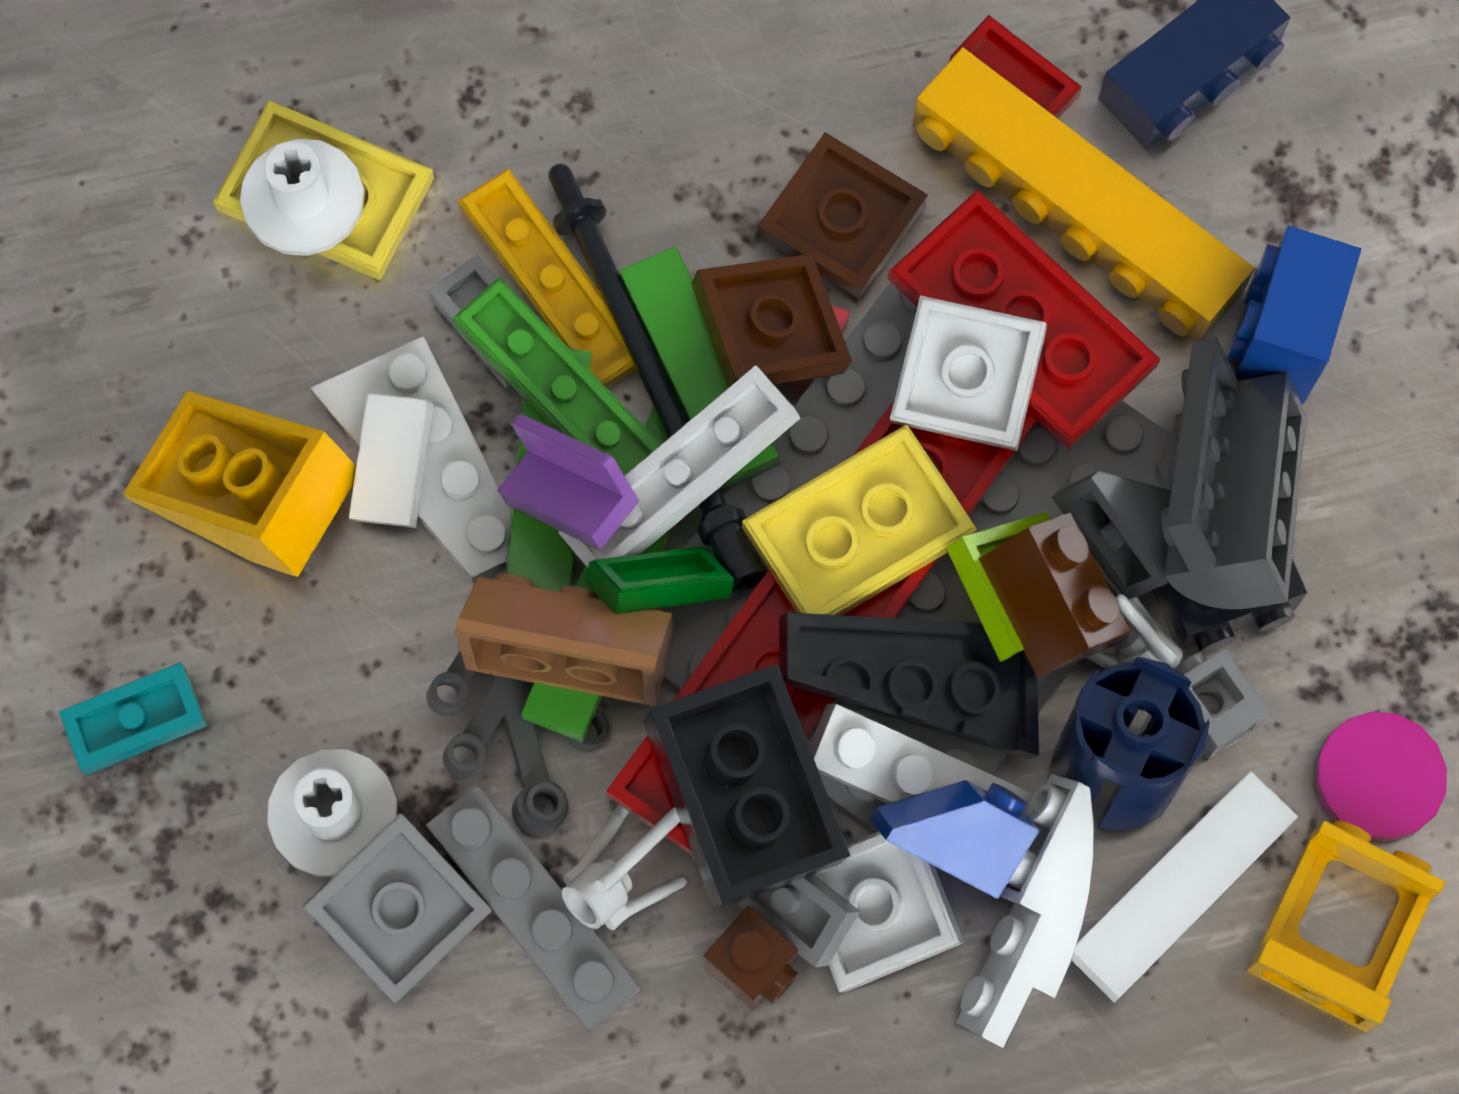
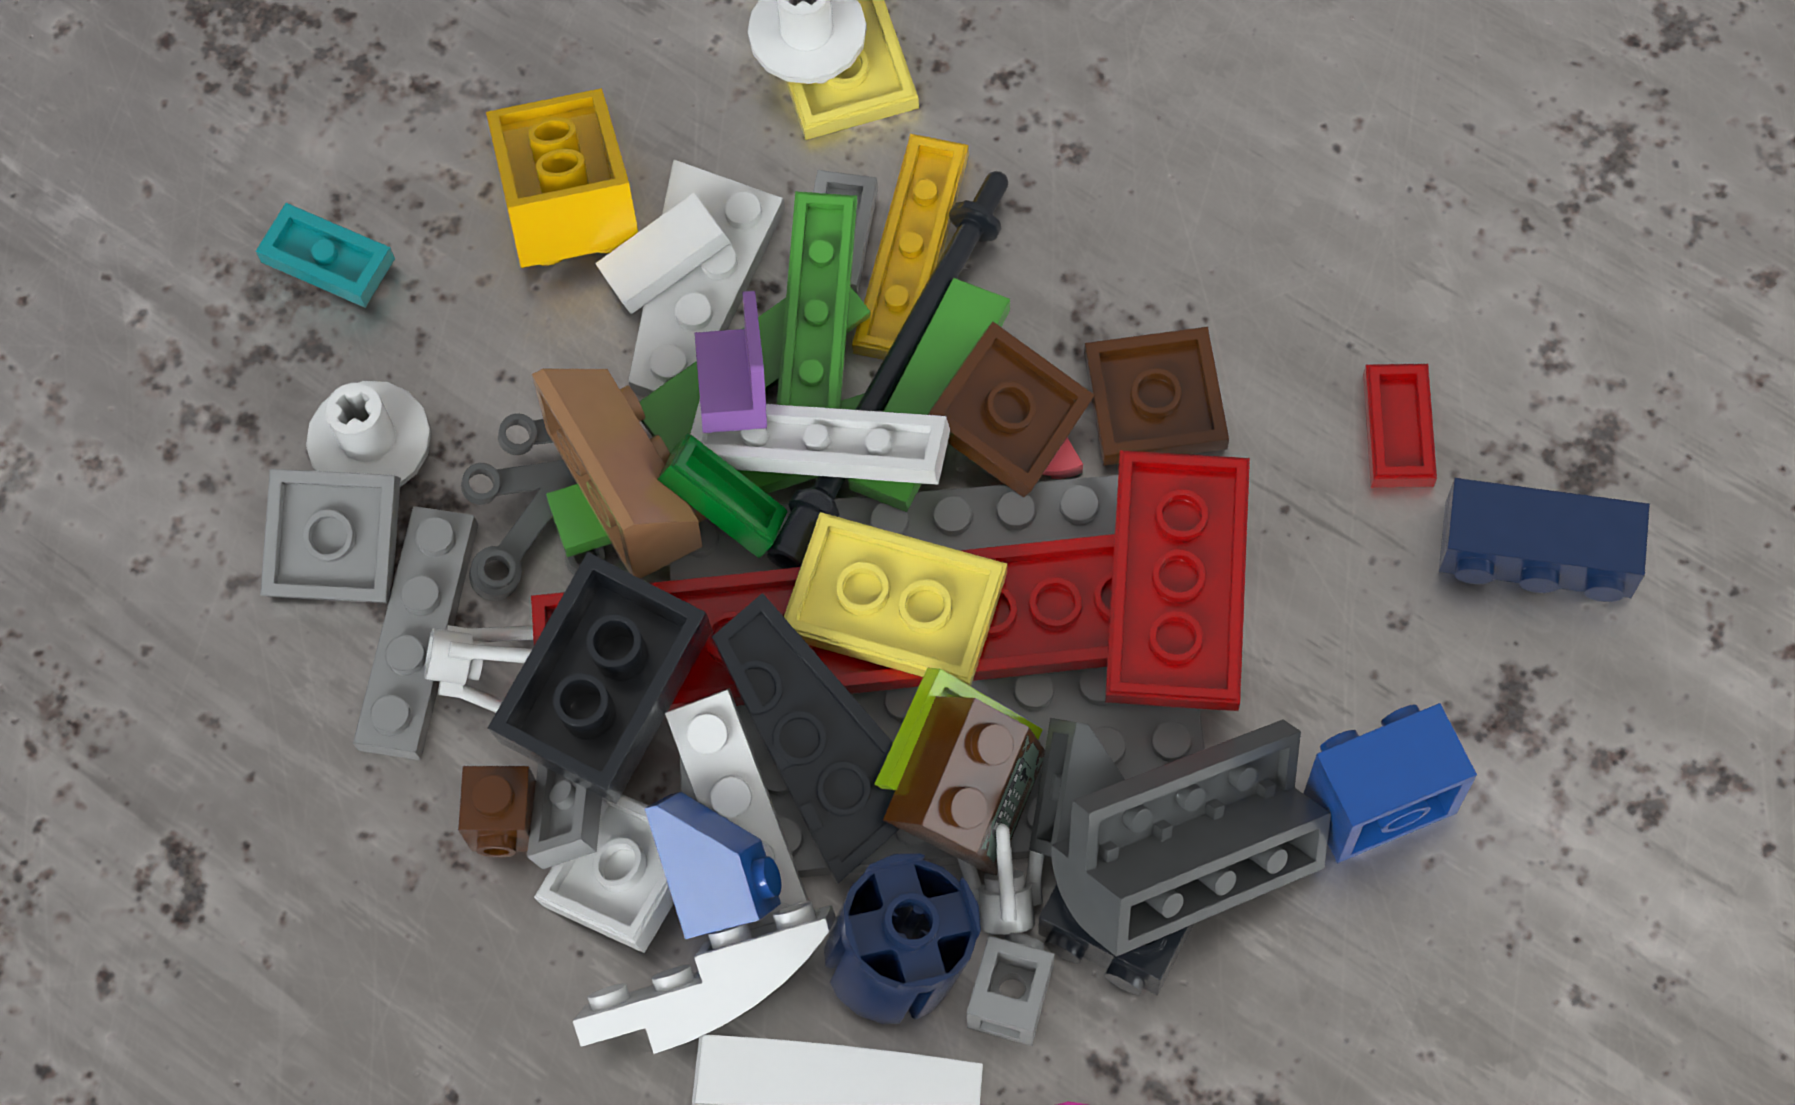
camera: 55 degrees right, 5 degrees down
(968, 373) = (1089, 572): white tile -> none
(1080, 196) = (1340, 548): yellow brick -> none

